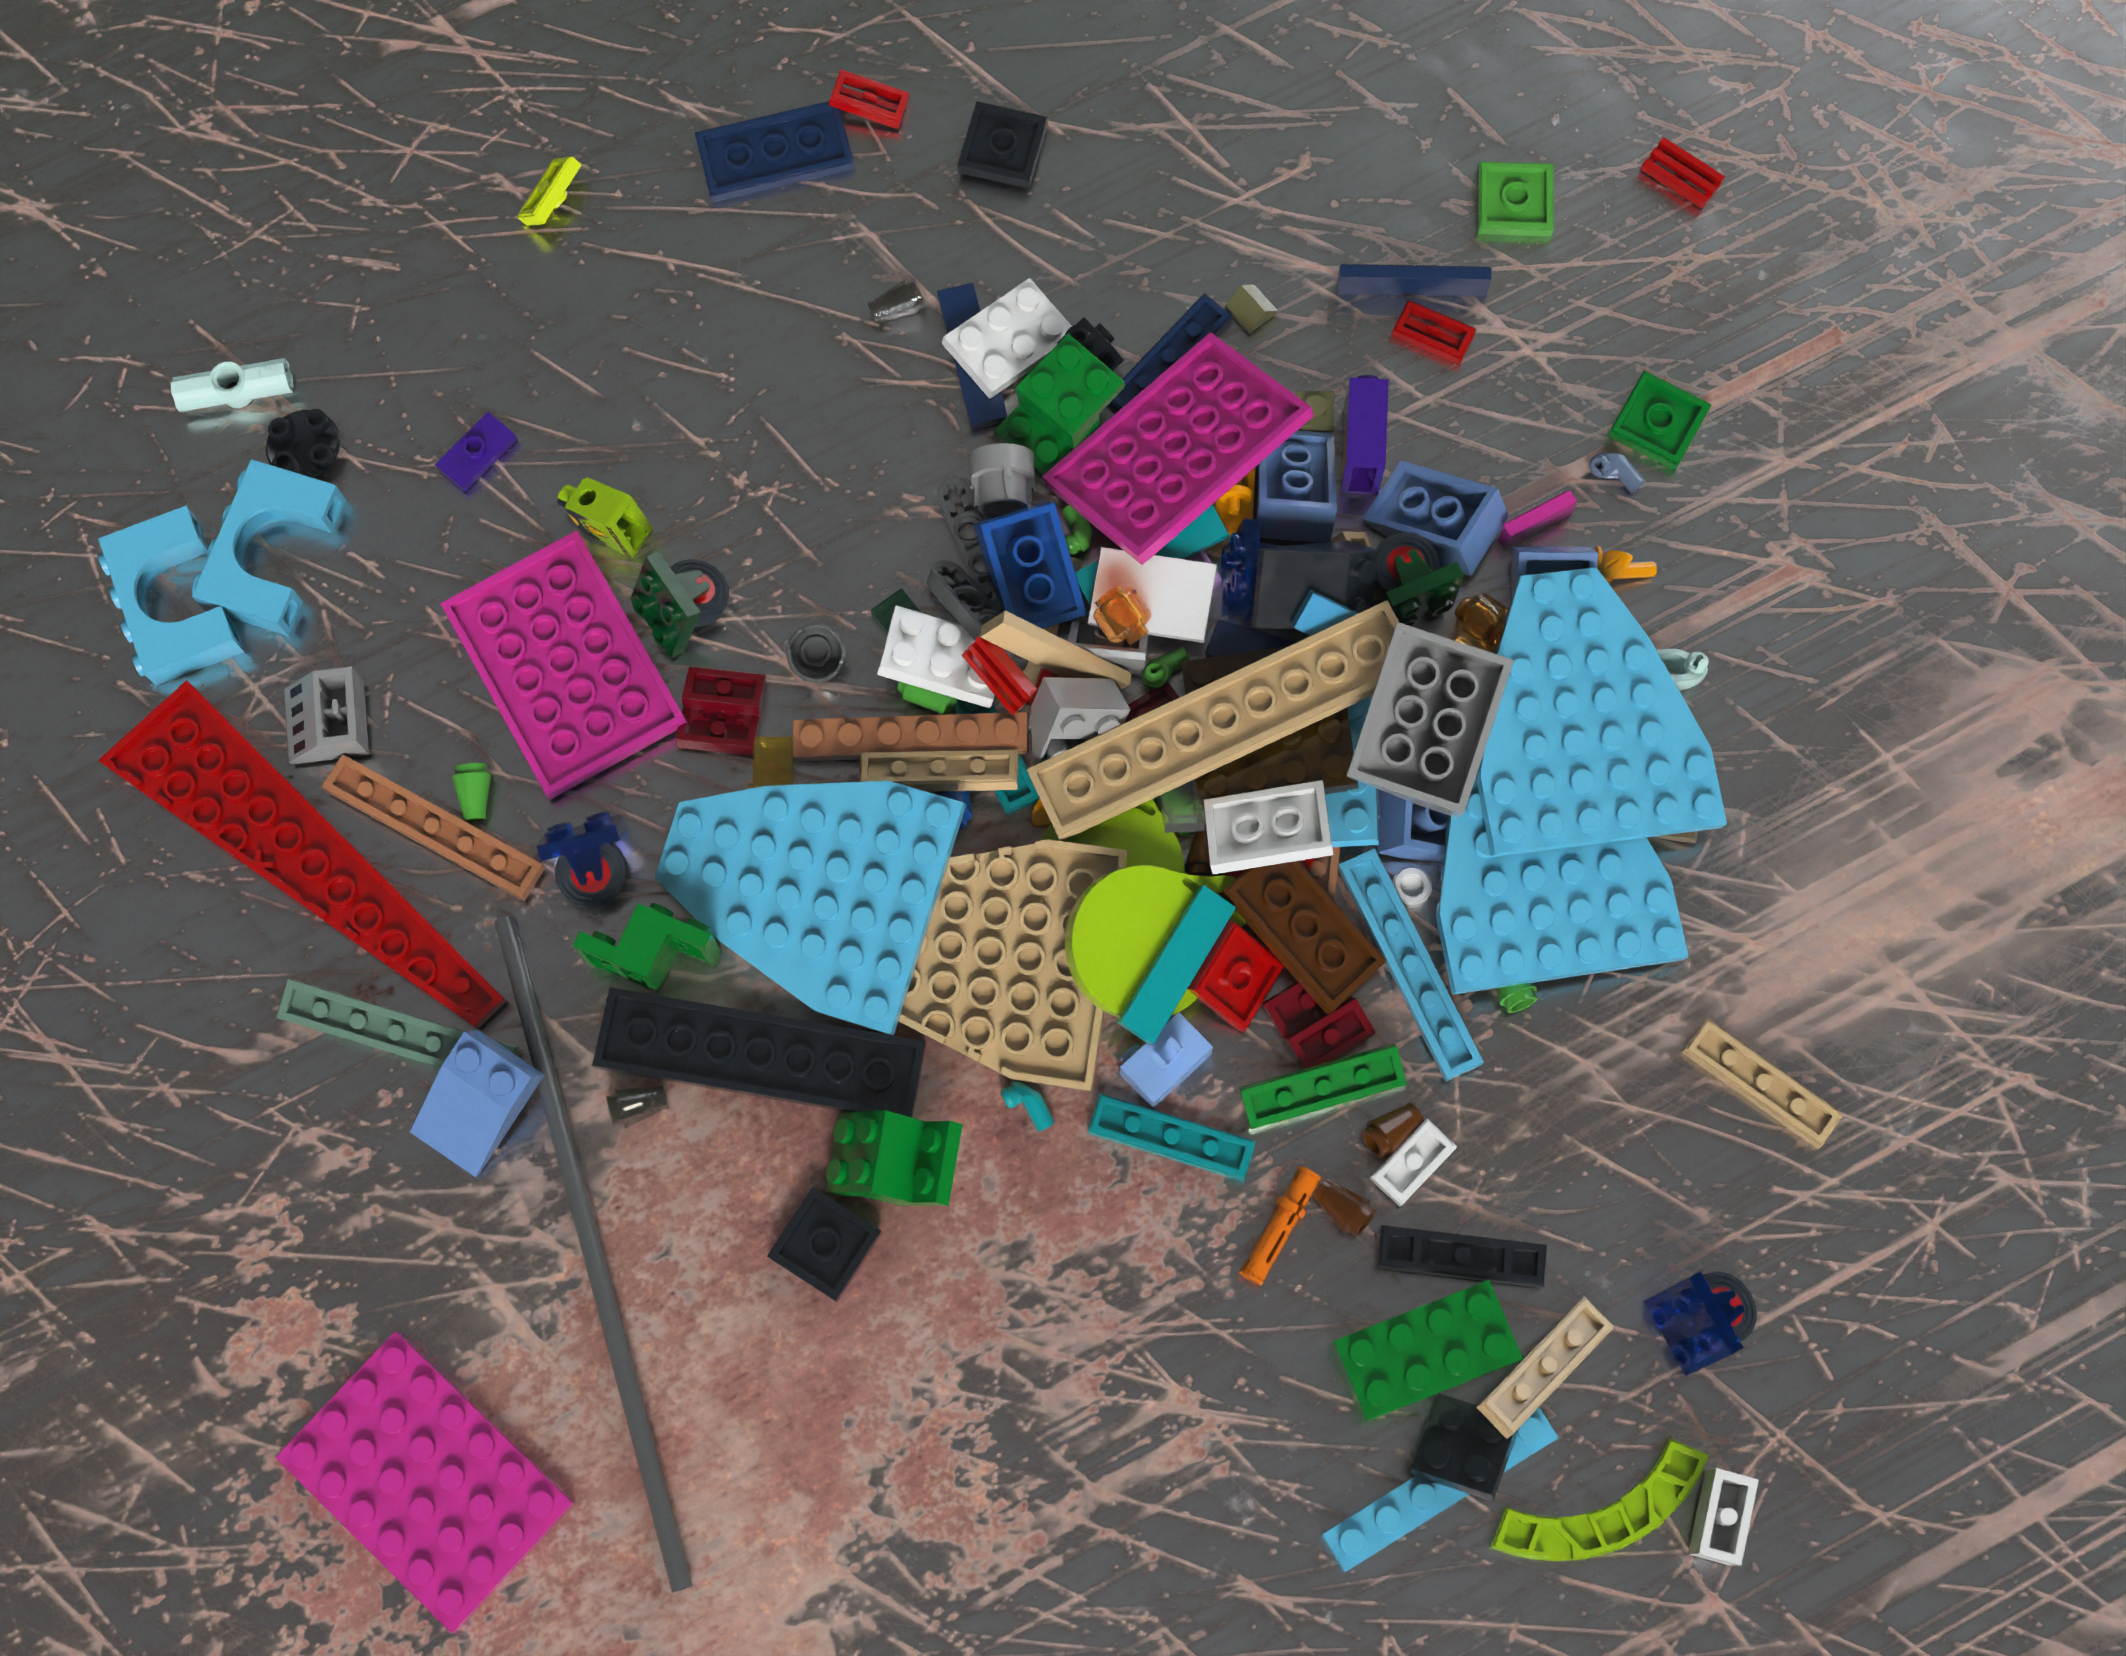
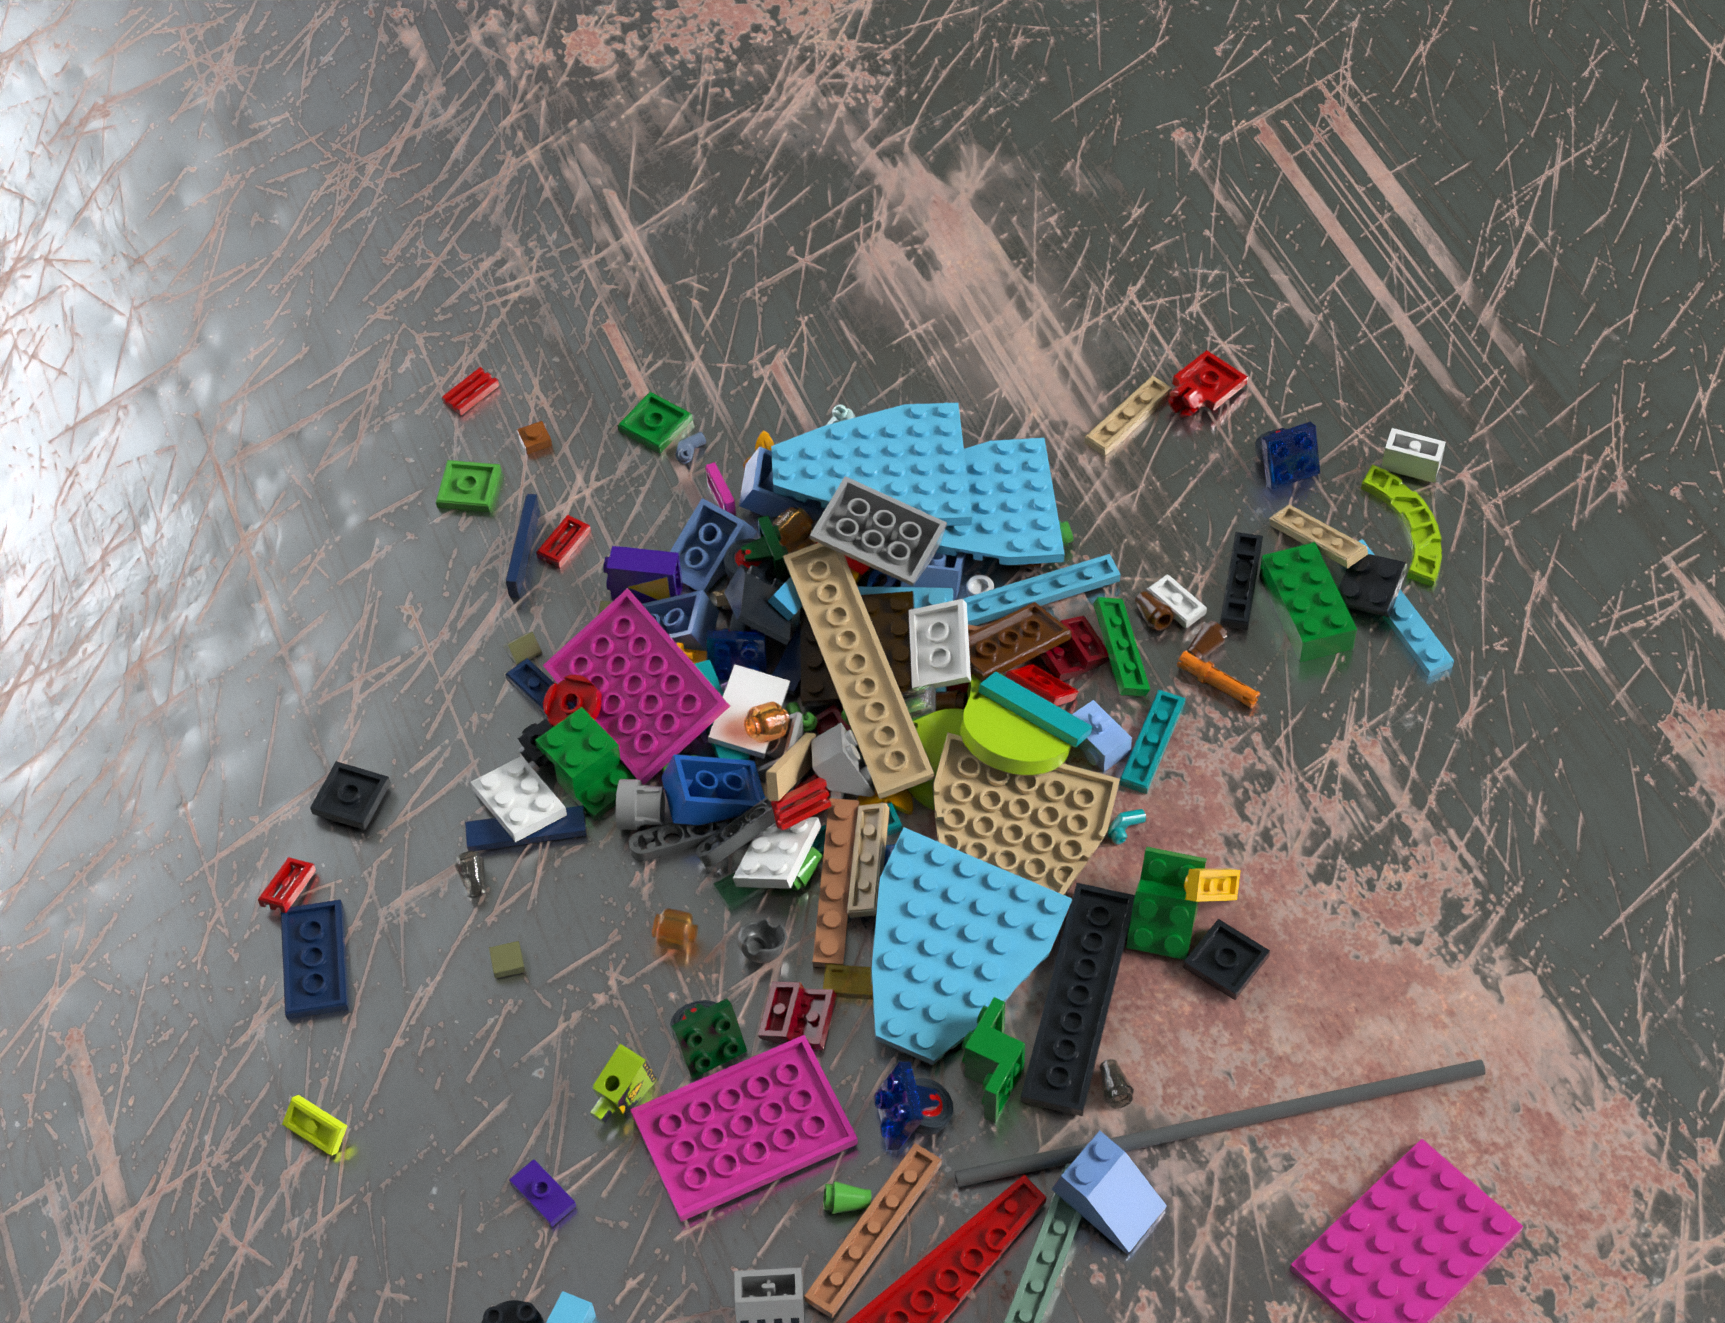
camera: 85 degrees left, 20 degrees down
(783, 364) = (507, 959): none -> olive tile
(826, 548) = (674, 929): none -> clear orange head
(909, 1215) = (1212, 884): none -> yellow plate
(1156, 389) = (565, 691): none -> red plate
(1610, 267) = (534, 437): none -> dark orange plate
(1833, 1194) = (1204, 384): none -> red plate

